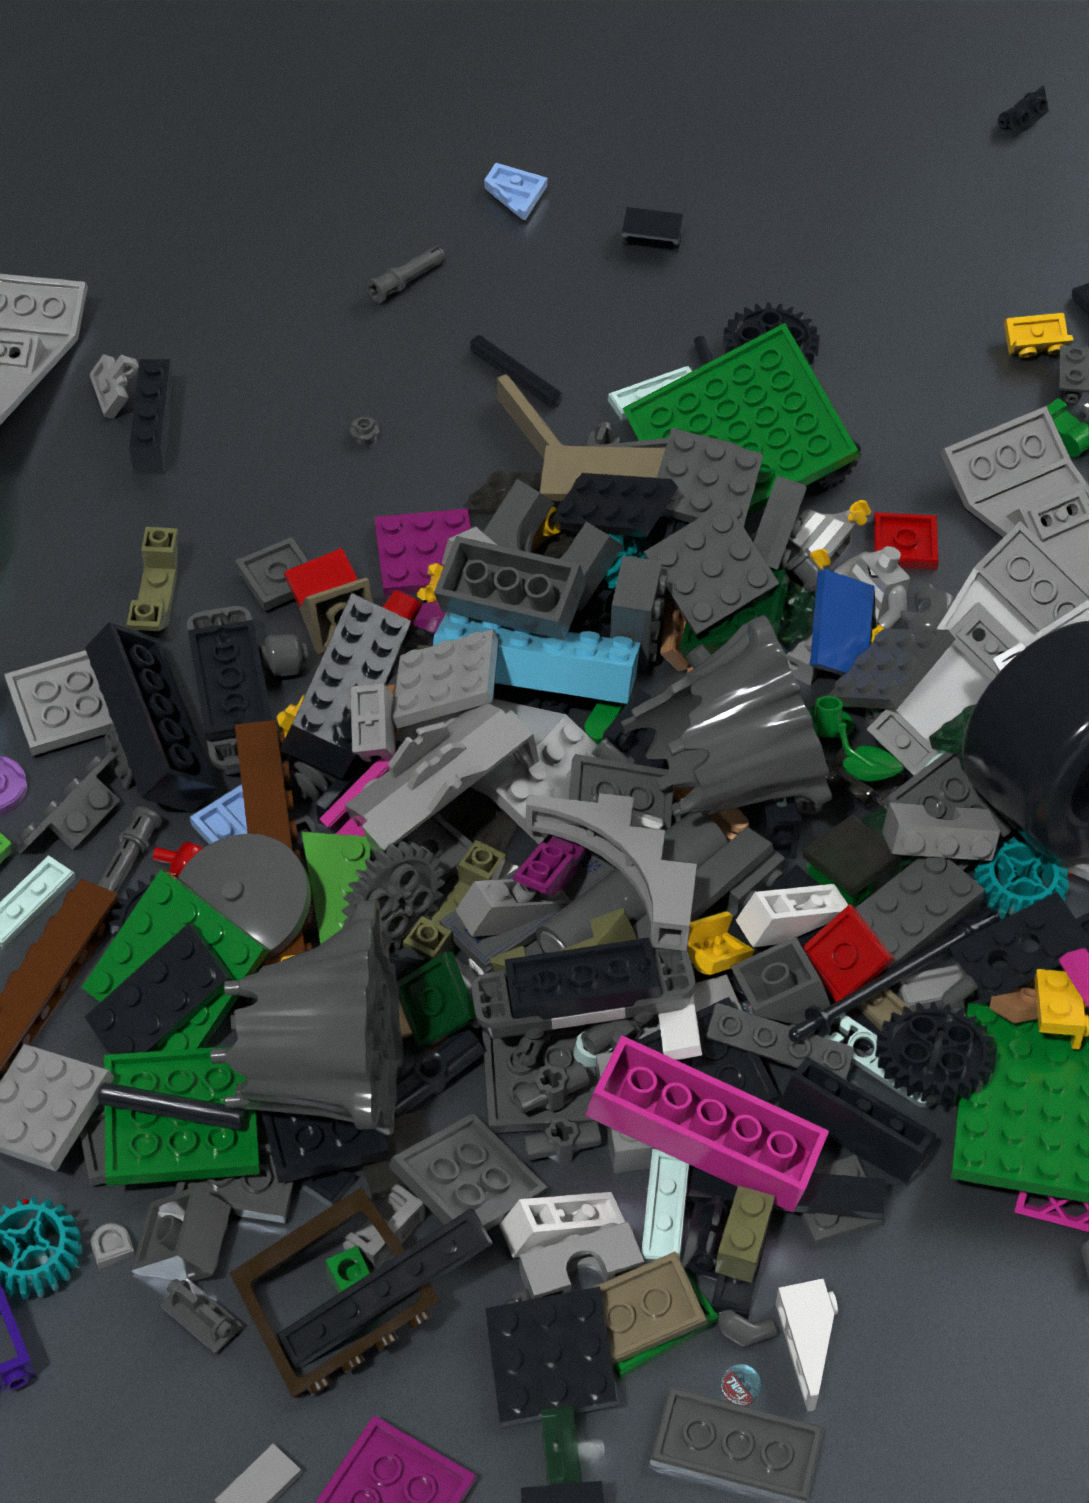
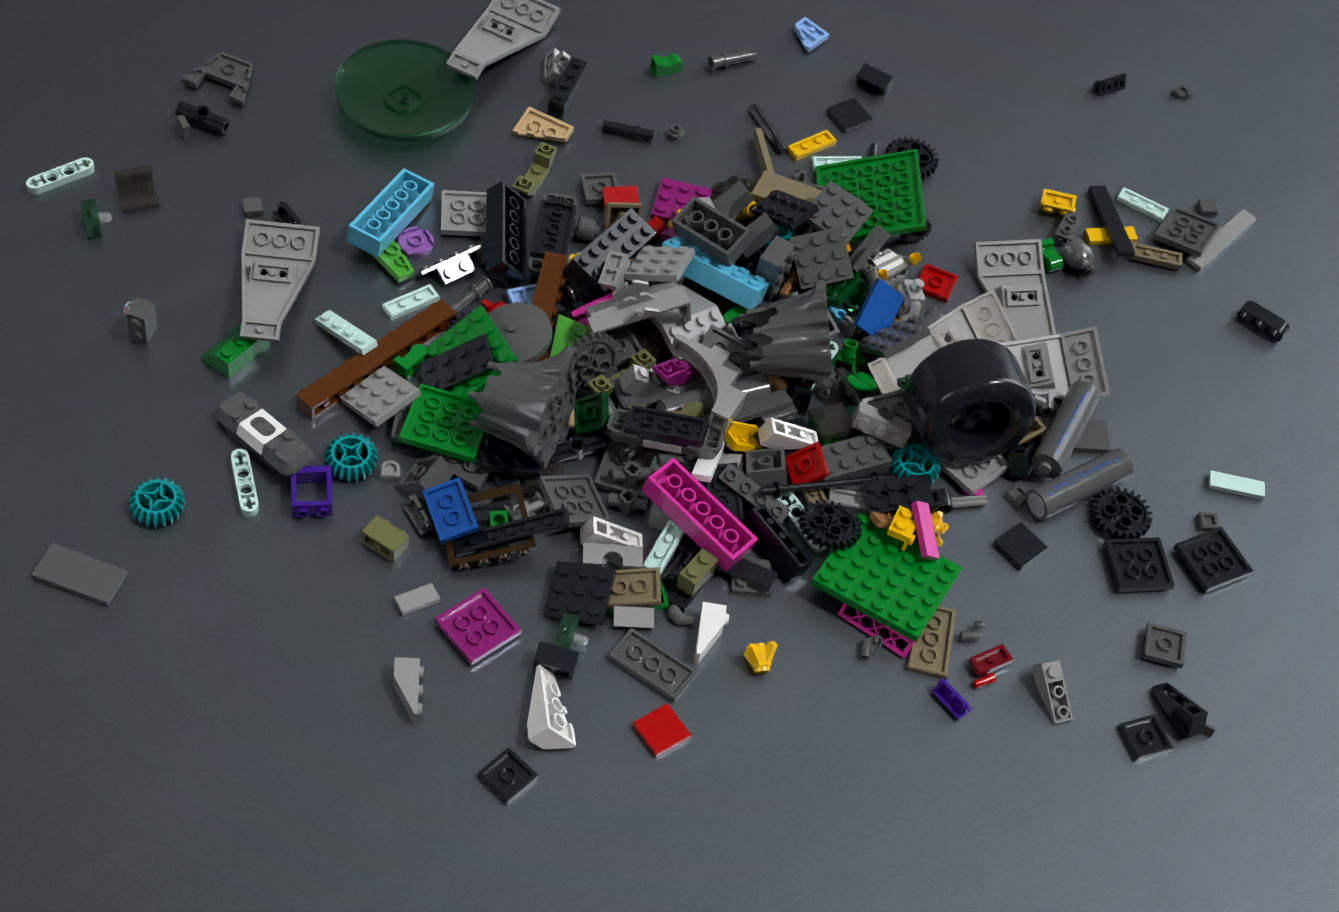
camera: 10 degrees right, 0 degrees up
(68, 1022) = (408, 364): none -> green leg
(135, 498) = (542, 126): none -> tan wing
(153, 1387) = (385, 538): none -> olive brick
(171, 1106) = (443, 416): black axle -> none
(256, 1288) = (450, 510): none -> blue plate
(284, 454) = (629, 130): none -> black pin
(301, 320) = (666, 65): none -> green leg
(598, 374) = (811, 145): none -> yellow tile
(638, 302) = (849, 115): none -> black tile
(665, 1365) = (633, 617): none -> light grey tile
(740, 1385) = (666, 639): clear light blue tile -> none
(923, 1352) = (760, 656): none -> yellow rock
(958, 992) = (856, 504): dark grey arm -> none

